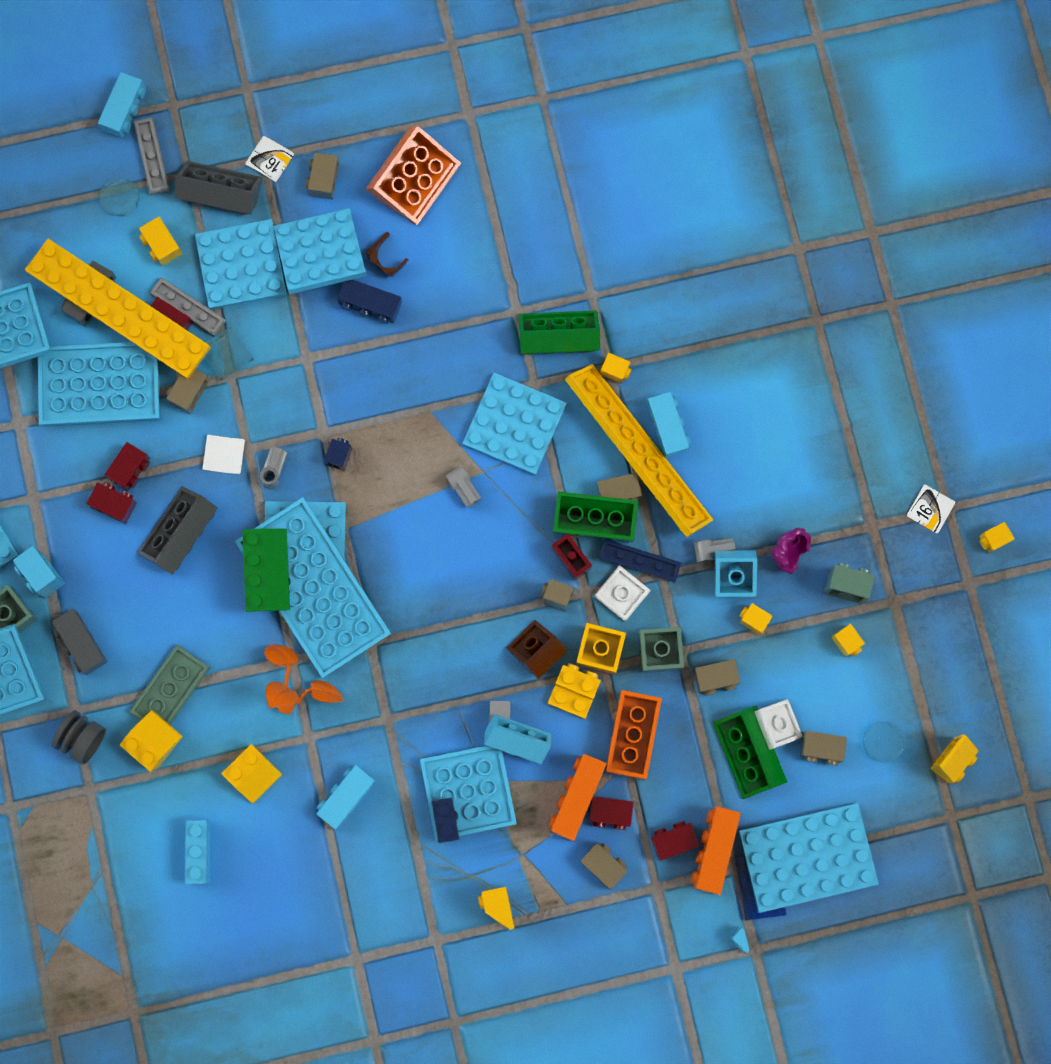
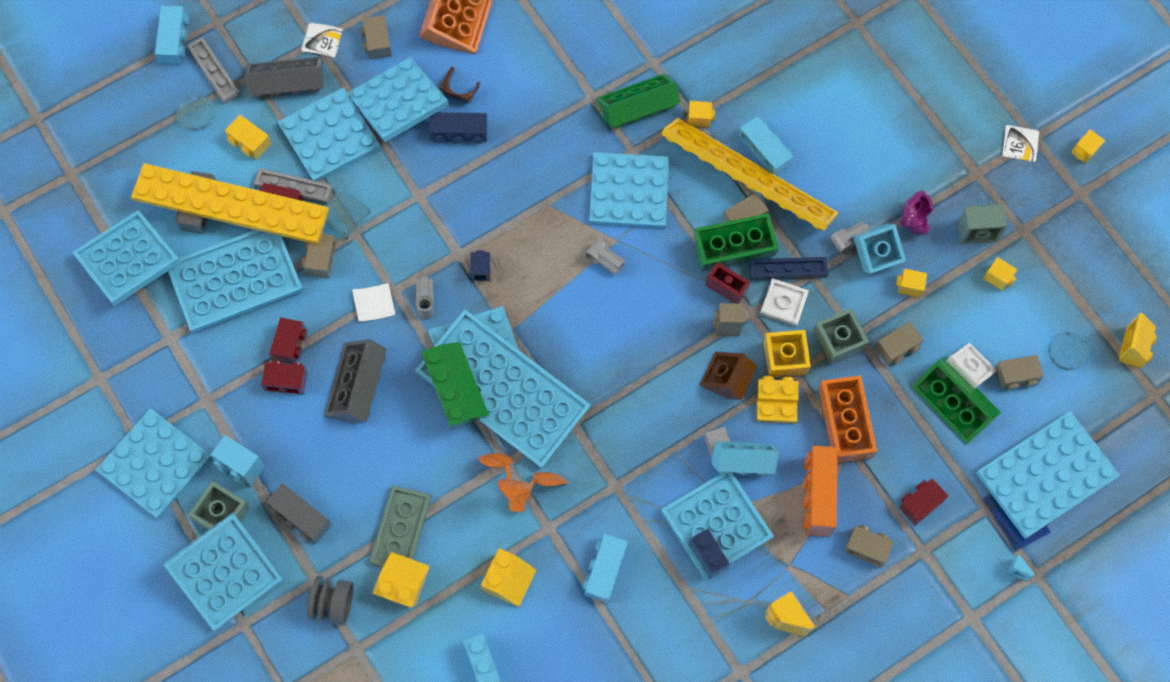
camera: 20 degrees left, 10 degrees down
(611, 812) = (857, 495): dark red brick -> none
(716, 850) = (965, 494): orange brick -> none

